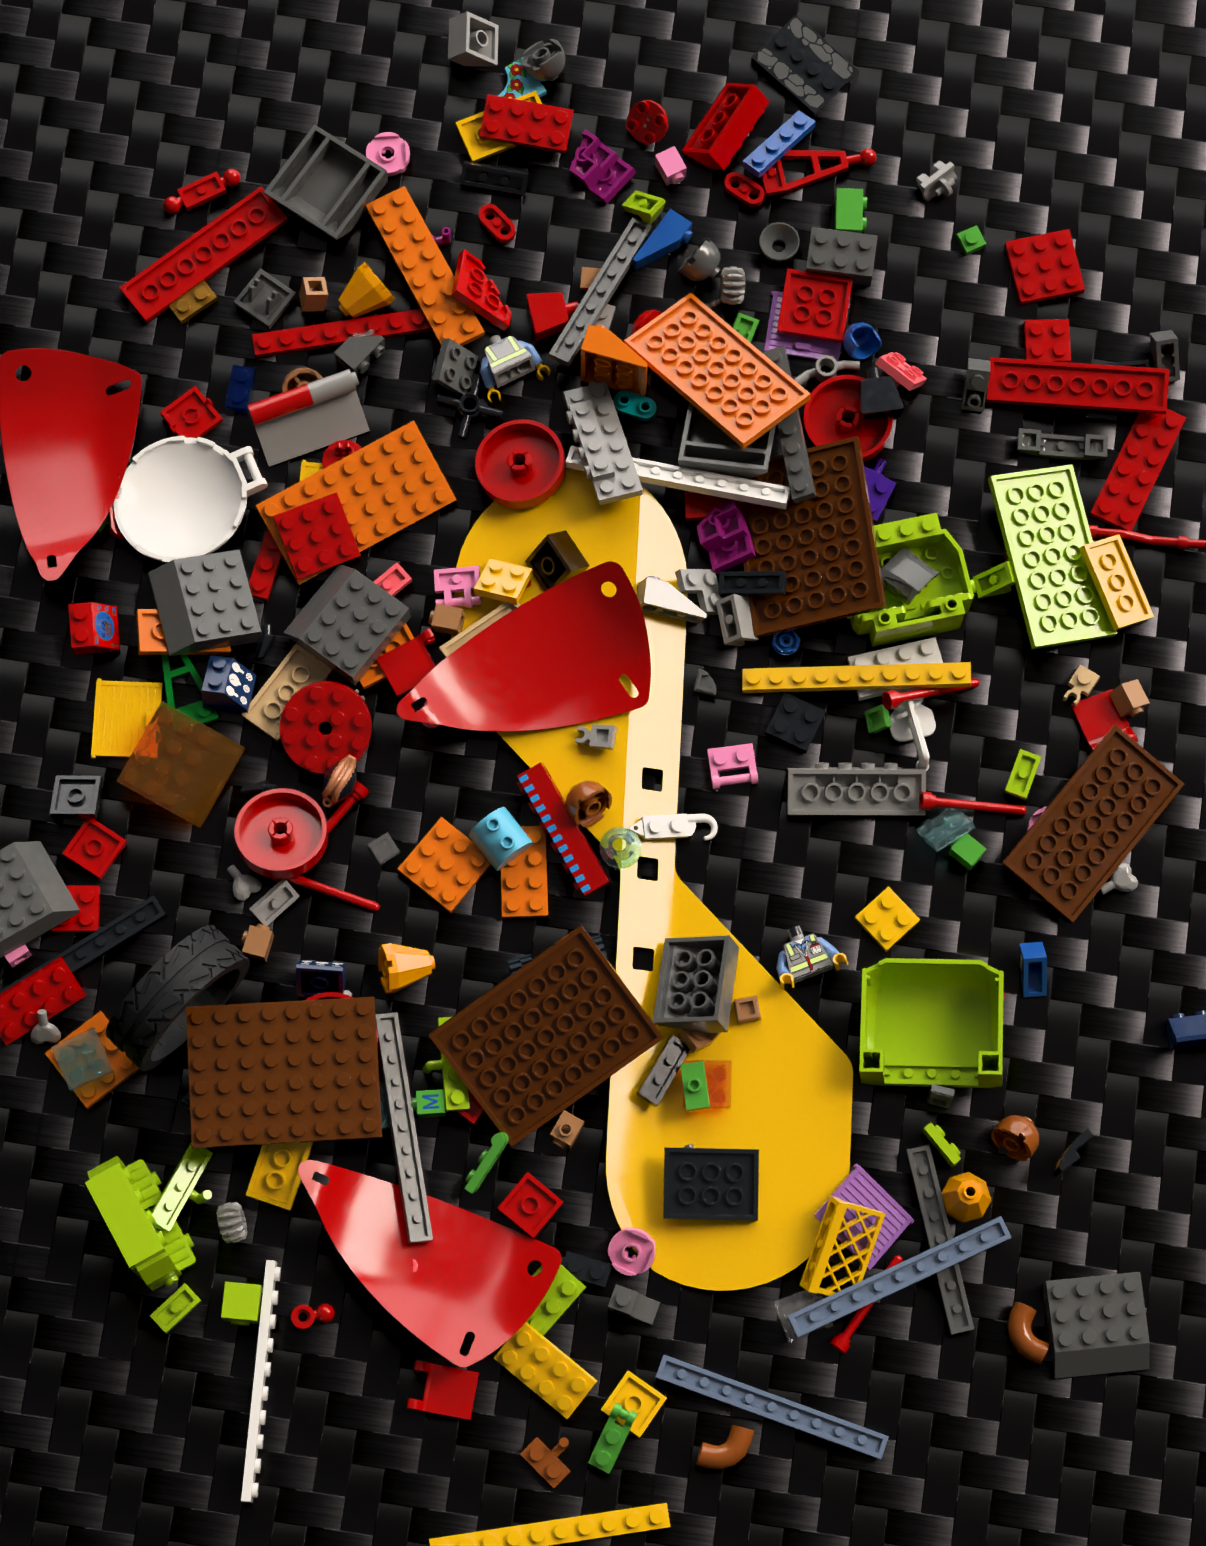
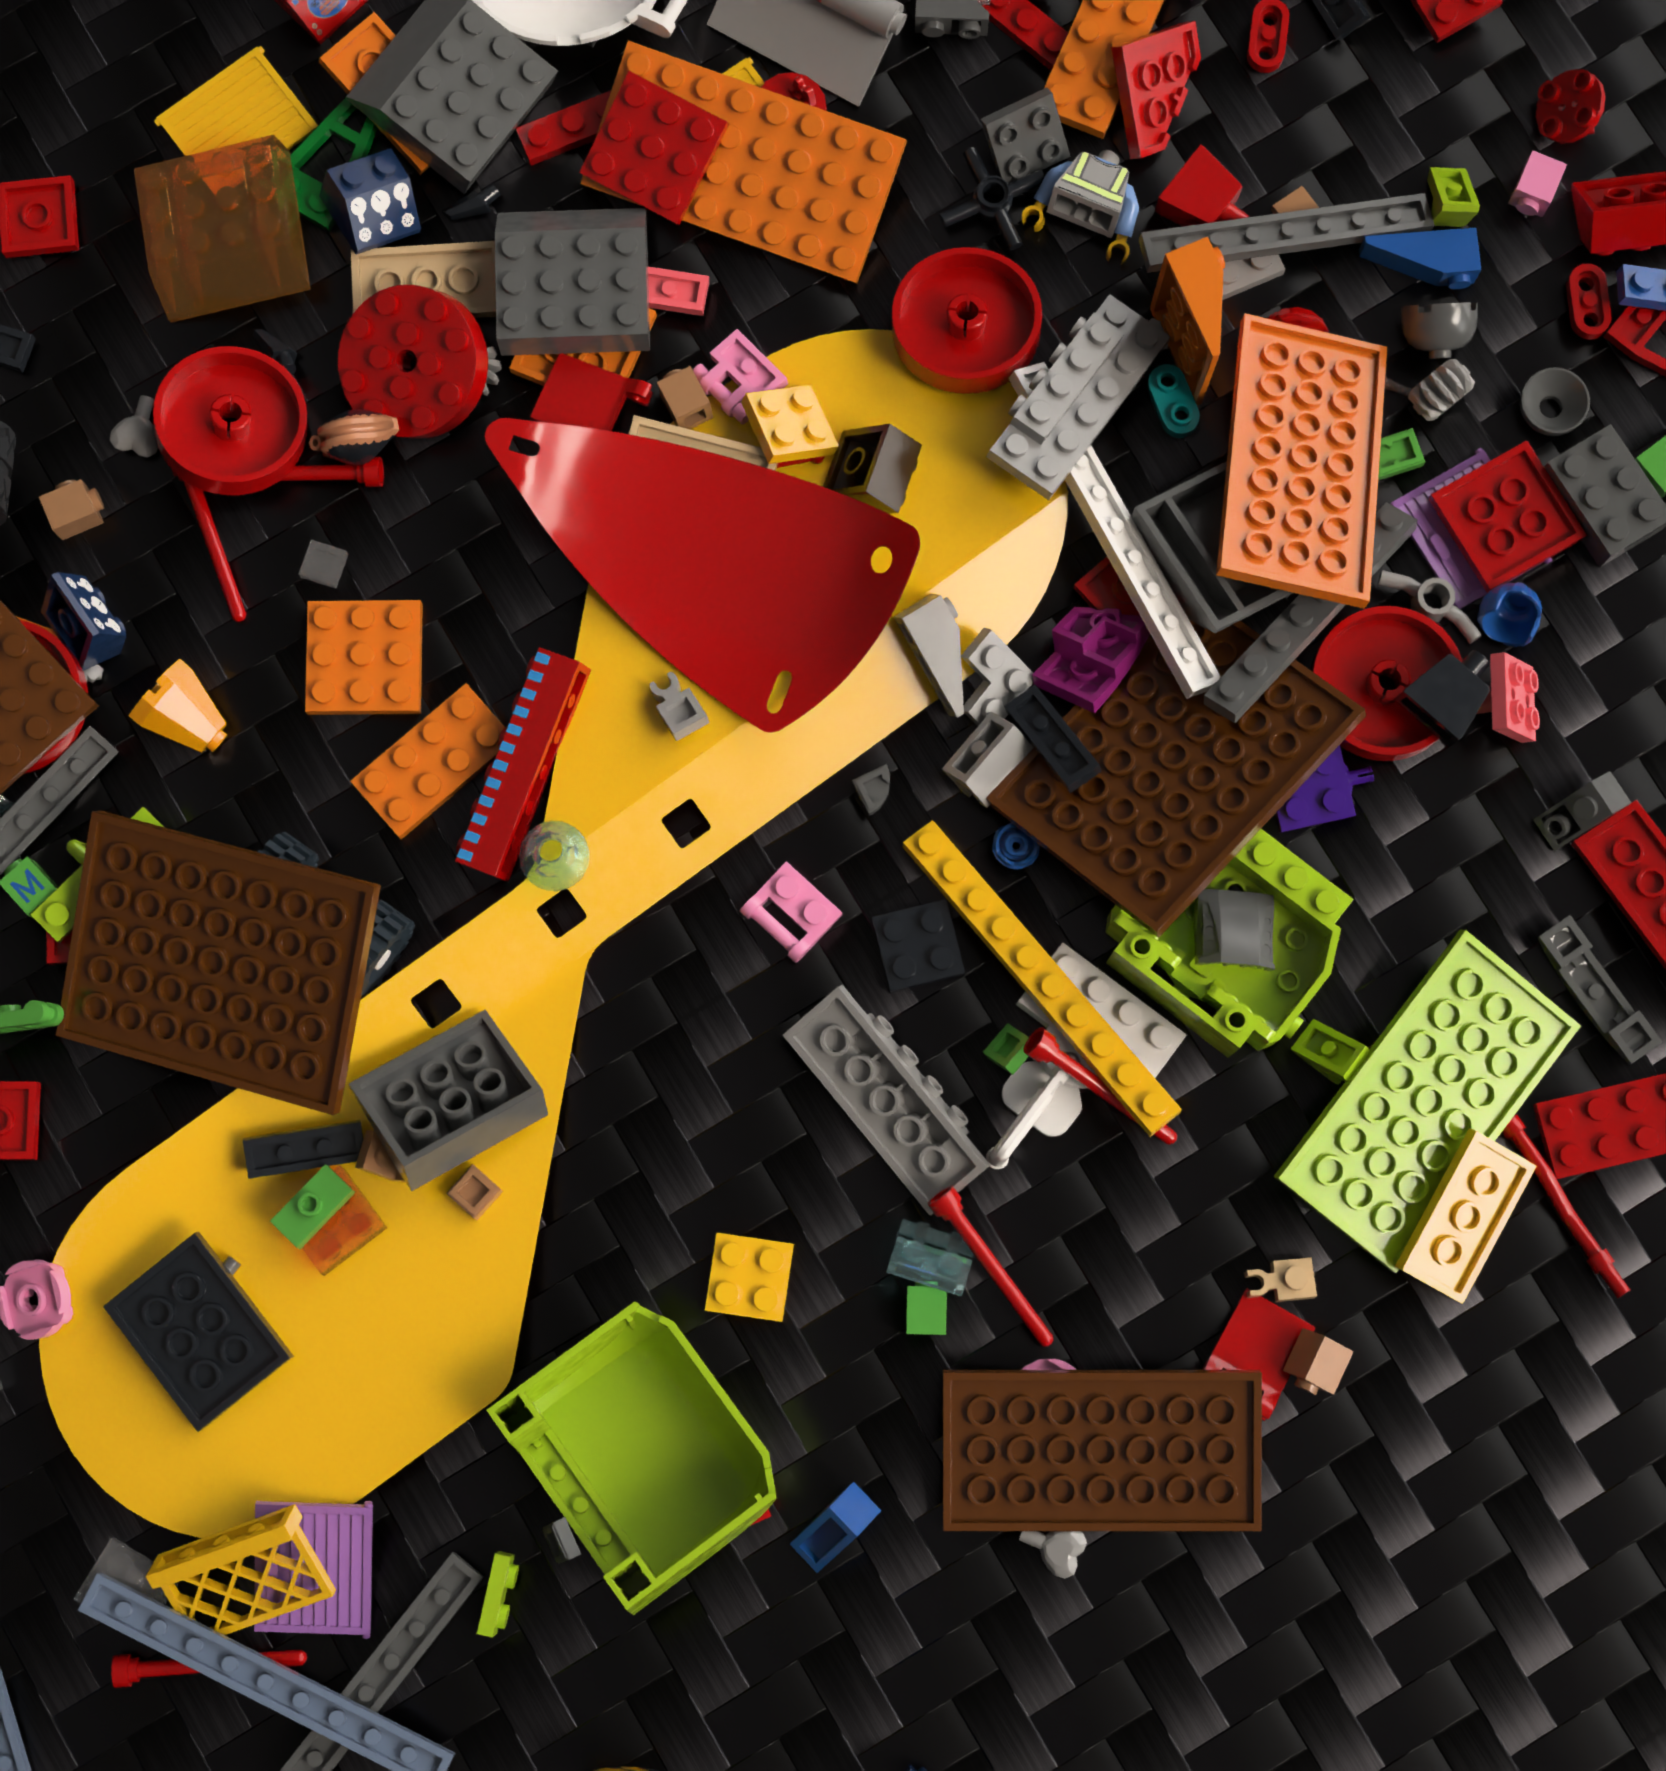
camera: 55 degrees right, 5 degrees up
(75, 797) = (80, 140): plate -> none
(274, 902) = (140, 486): light grey plate -> none
(500, 838) = (447, 694): medium azure brick -> none
(566, 1130) = (131, 1087): medium nougat brick -> none
(587, 802) = (575, 765): dark orange cylinder -> none
(600, 168) = (1456, 101): magenta slope -> none
(672, 826) = (644, 900): white plate -> none
(806, 957) = (604, 1212): torso -> none
(959, 1204) = (466, 1673): light orange cone -> none
(1016, 1135) = (586, 1689): dark orange cylinder -> none
(1022, 774) = (1093, 1300): lime plate -> none

